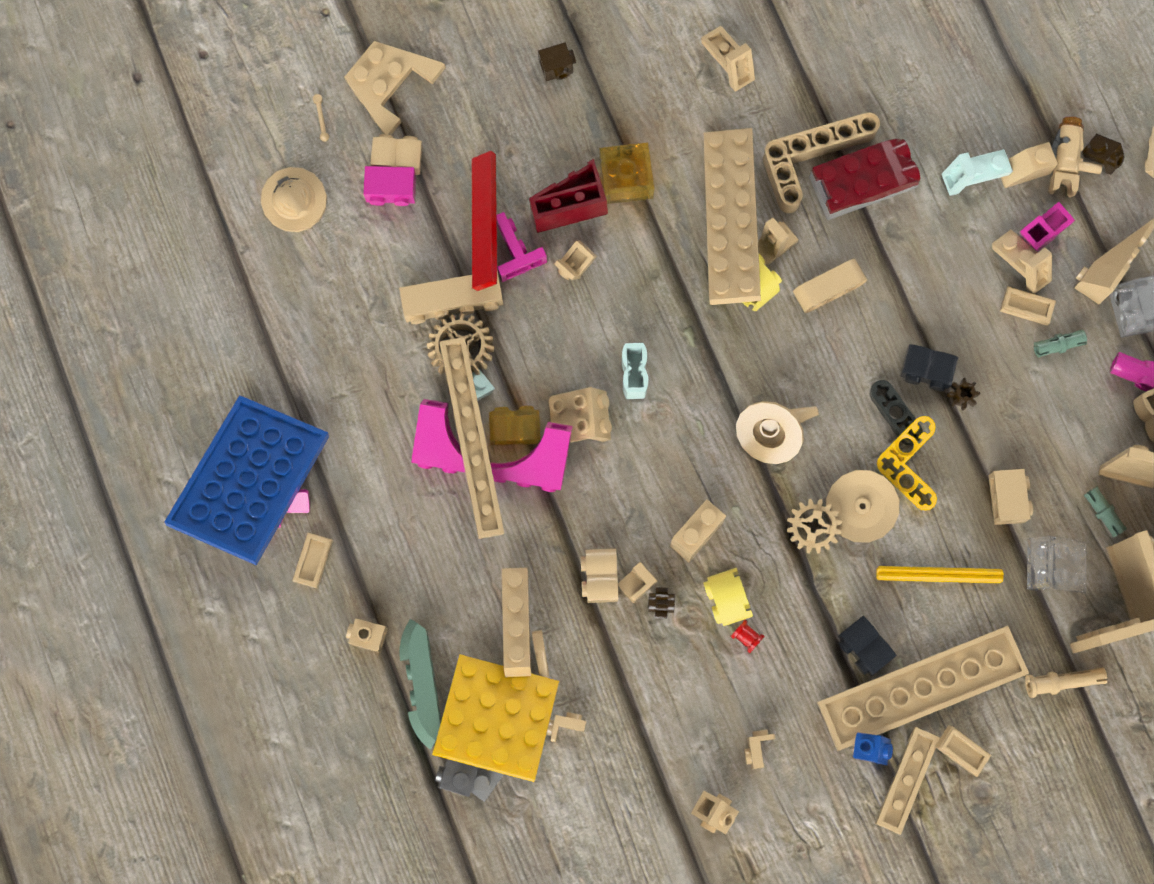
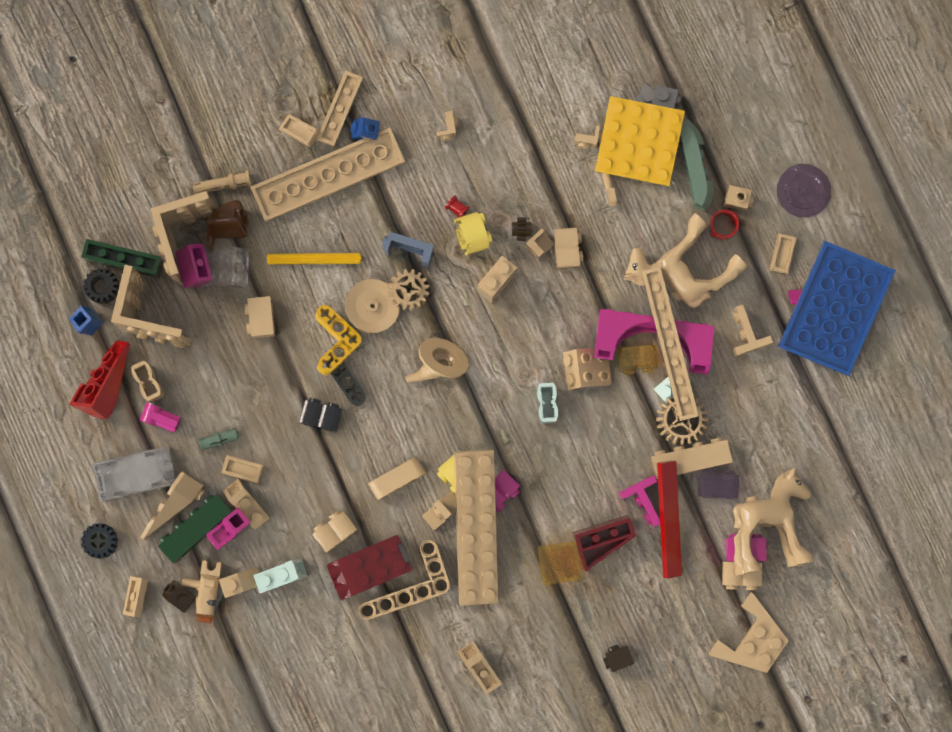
camera: 175 degrees right, 5 degrees up
(277, 646) = (803, 190): none -> clear purple piece
(293, 199) = (822, 536): tan piece -> none
(317, 99) = (808, 622): tan hinge -> none
(356, 222) = (770, 513): none -> tan animal
(369, 452) = (746, 334): none -> tan bracket
(375, 590) = (724, 212): none -> red piece
(418, 263) = (718, 485): none -> clear purple brick
(457, 535) = (676, 272): none -> tan animal
(516, 622) = (629, 209): tan brick -> none
(575, 261) = (596, 491): tan bracket -> none
(693, 268) = (505, 488): none -> dark pink brick
(715, 812) = (479, 80): tan brick -> none
(813, 583) = (411, 245): none -> sand blue panel
(866, 646) = (369, 203): black brick -> none
(909, 222) = (334, 532): none -> tan brick
(968, 399) = (294, 389): dark brown gear -> none
(1060, 626) = (227, 222): none -> reddish brown piece
(1088, 230) = (194, 529): none -> dark green brick
(1102, 566) = (193, 265): none -> dark pink brick
(1105, 511) = (189, 309): sand green pin -> none

